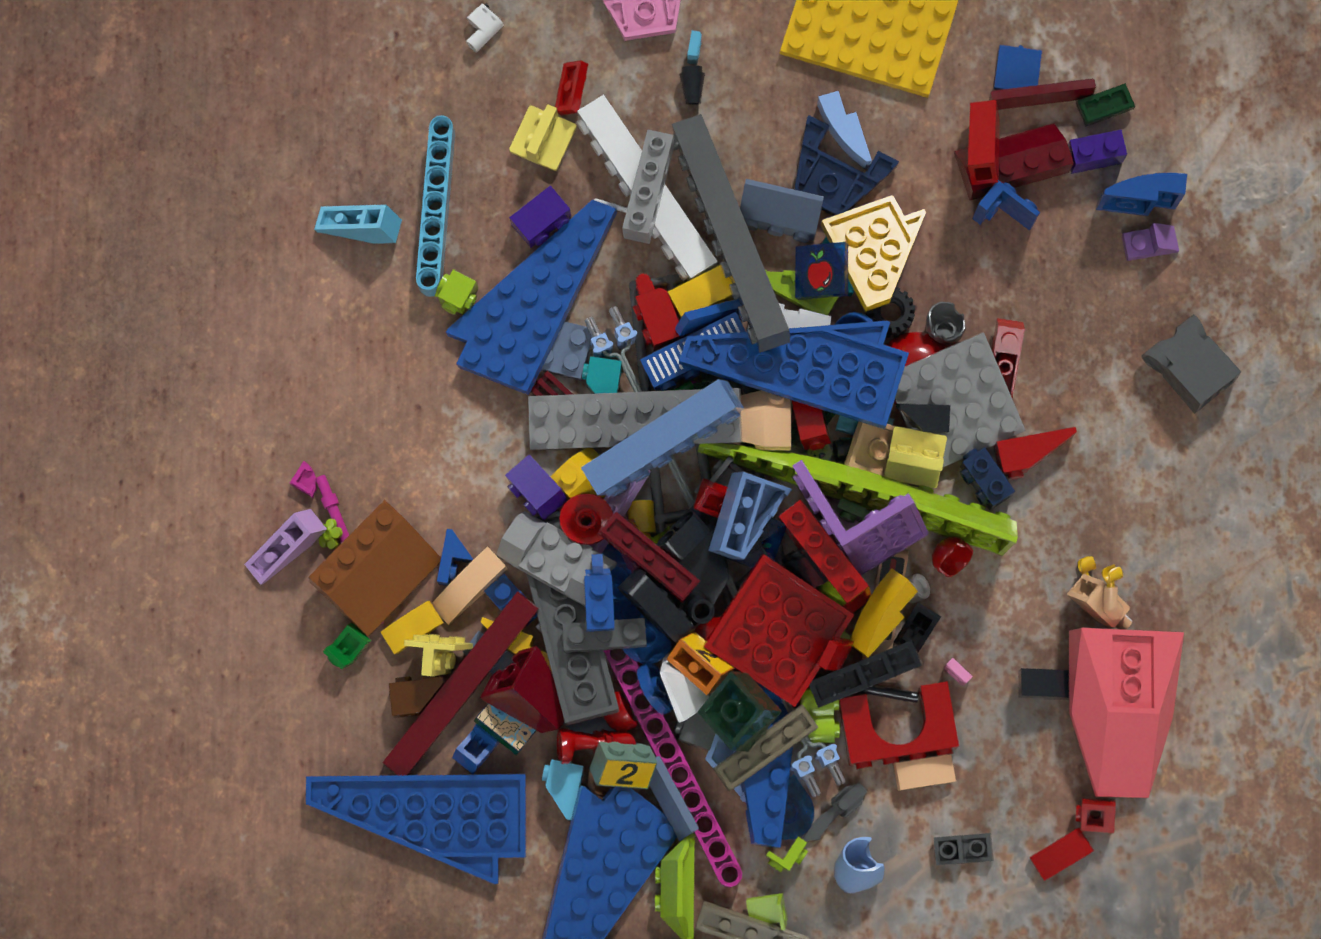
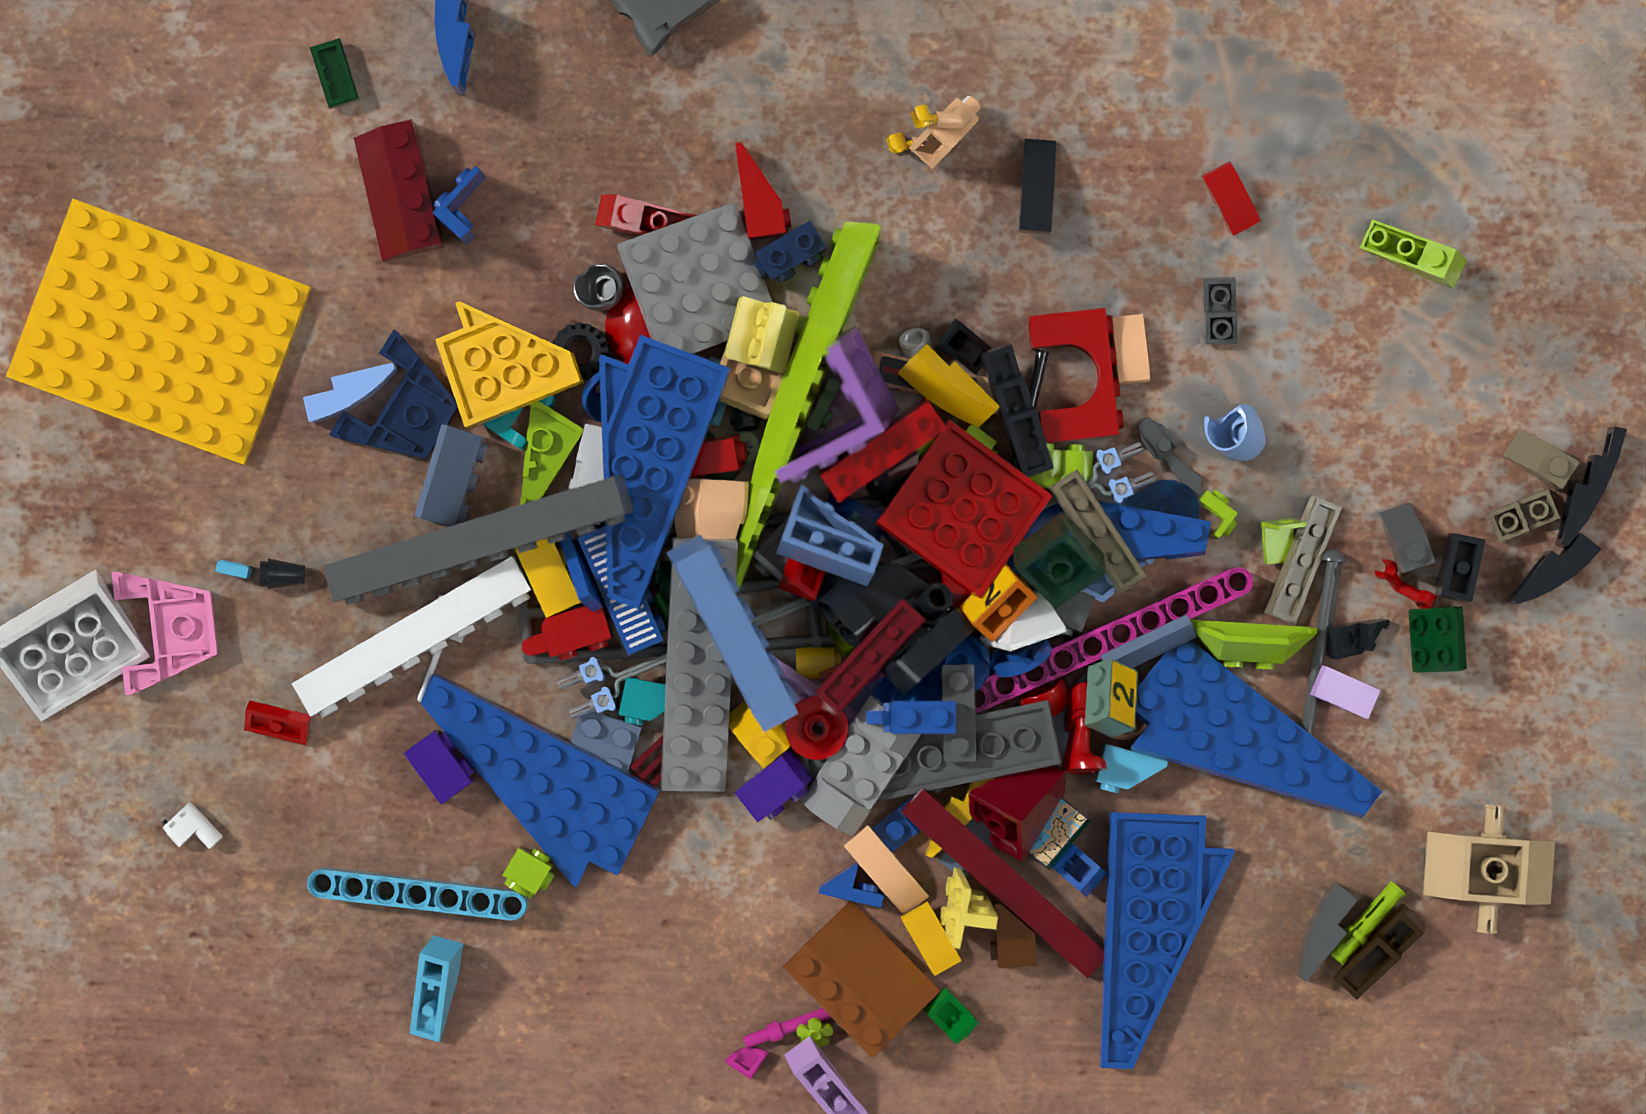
camera: 90 degrees left, 10 degrees up
(543, 137) = (338, 759): light yellow bracket -> none
(648, 186) = (416, 634): light grey brick -> none
(821, 270) = (529, 431): clear blue tile -> none
(835, 653) = (996, 444): red slope -> none
(927, 416) = (717, 317): black slope -> none
(951, 555) = (879, 300): red hair -> none
(957, 672) = (1017, 303): bright pink tile -> none
(984, 142) = (380, 225): red brick -> none
(1017, 67) = (282, 176): blue piece -> none
(1043, 94) = (318, 150): dark red tile -> none
(1097, 151) = (394, 89): dark purple brick -> none
(1104, 822) = (1199, 155): red brick -> none
(1122, 704) = (1066, 114): coral wedge -> none
(1151, 242) = (509, 34): medium lavender slope -> none

